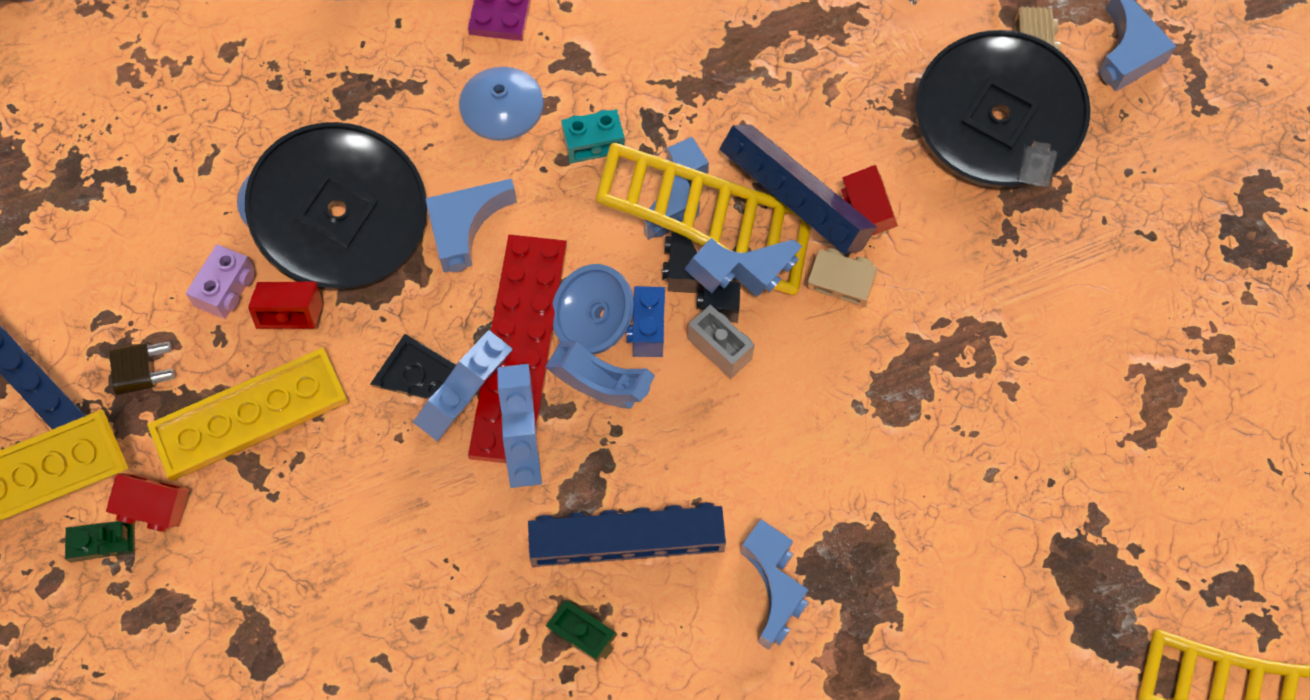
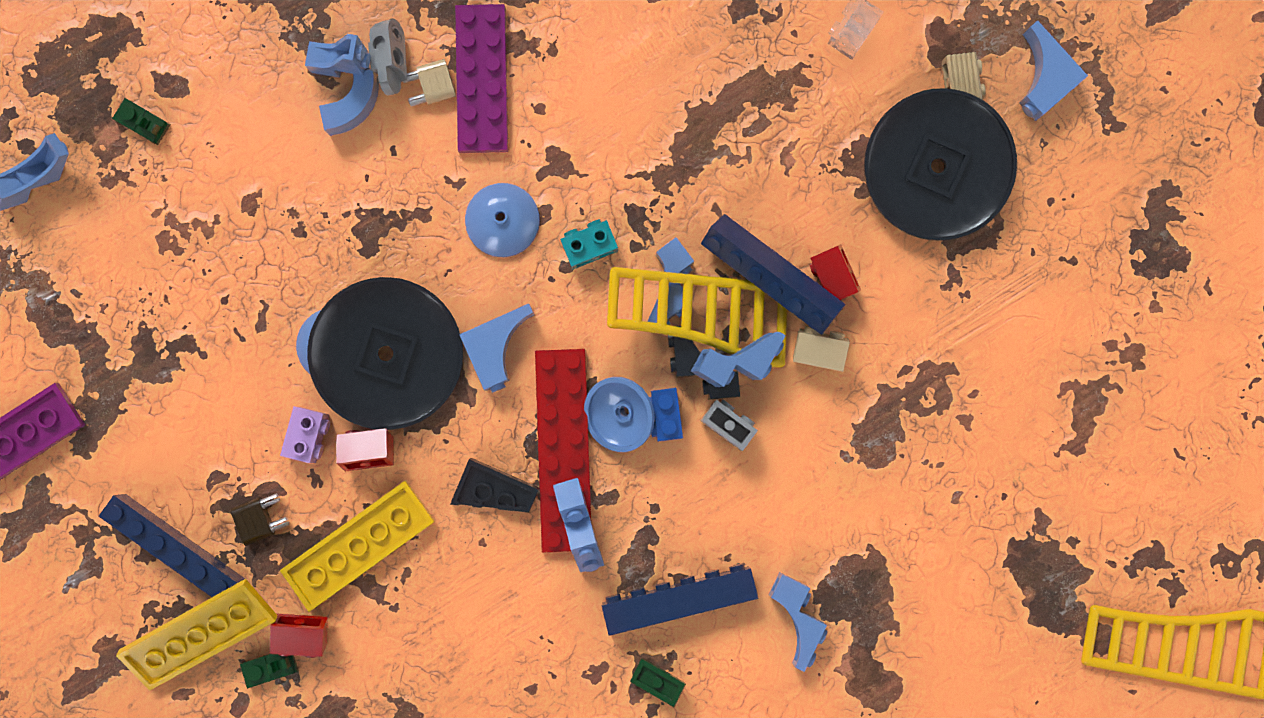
camera: 10 degrees left, 20 degrees up
(462, 385) = (528, 499): medium blue arch -> none
(597, 378) = (636, 472): medium blue arch -> none
(1037, 164) = (975, 225): clear brick -> none

